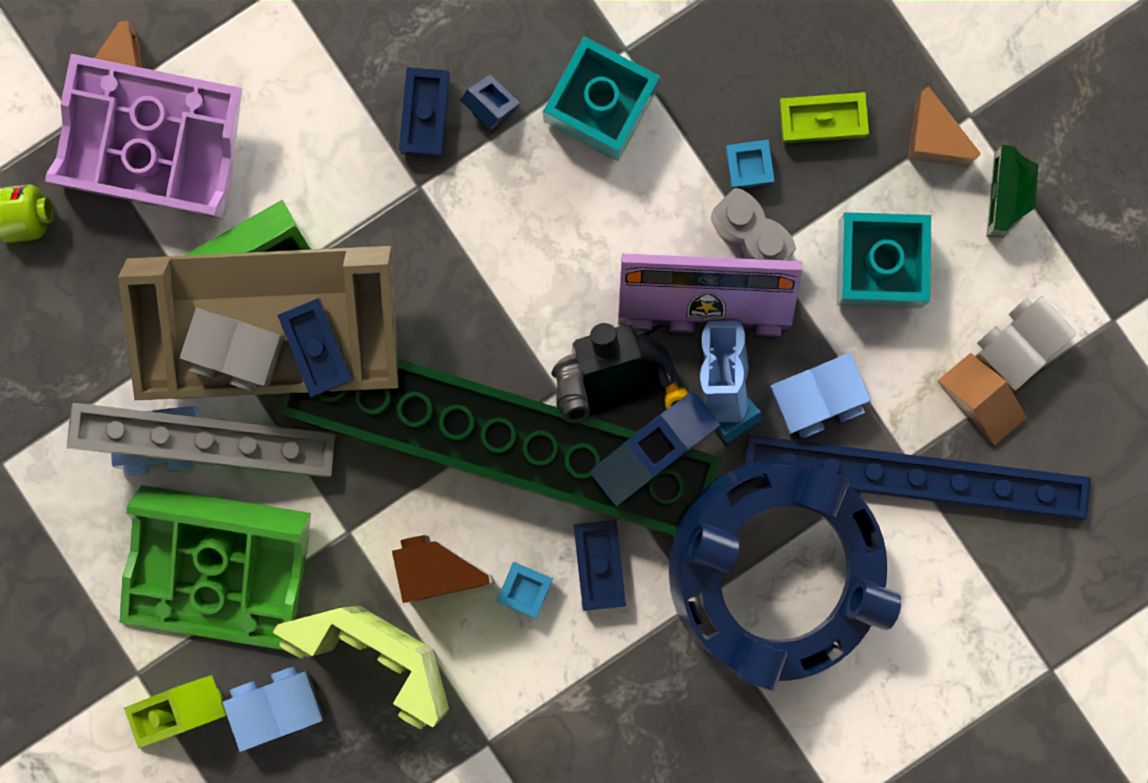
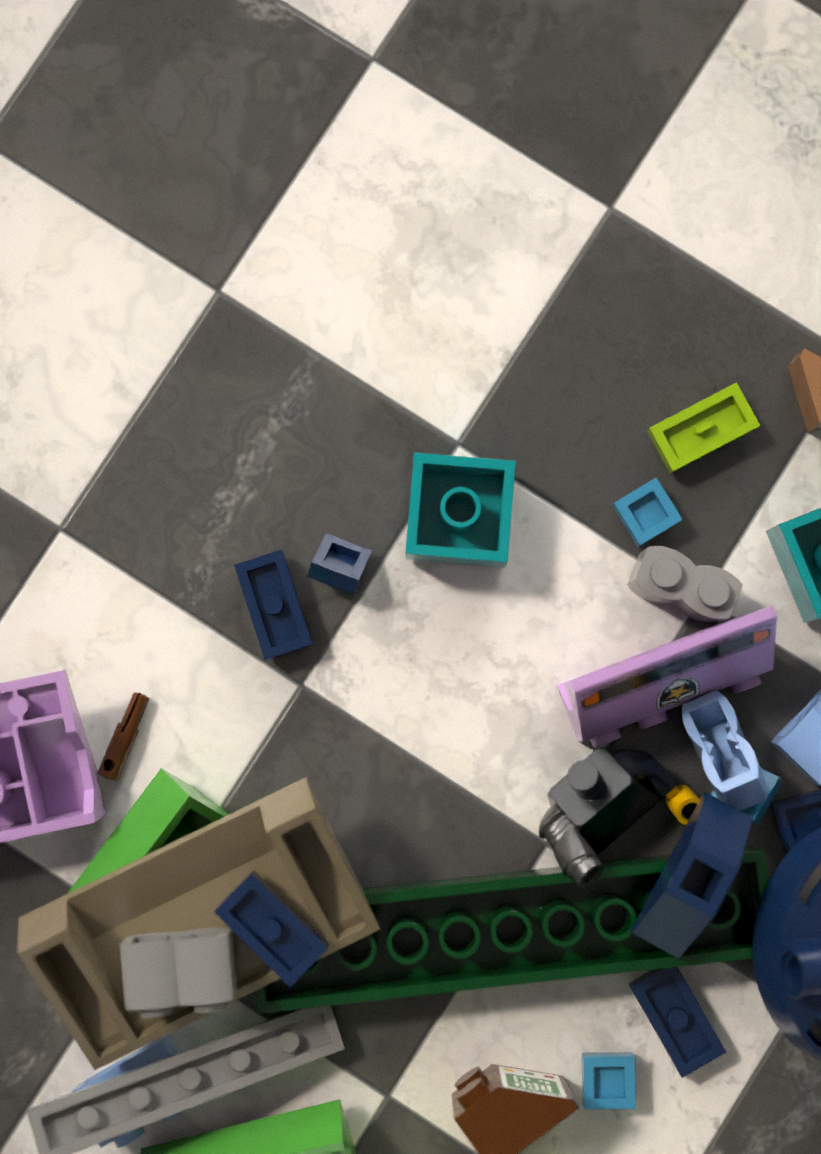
camera: 25 degrees left, 0 degrees up
(262, 167) = (123, 738): none -> reddish brown piece

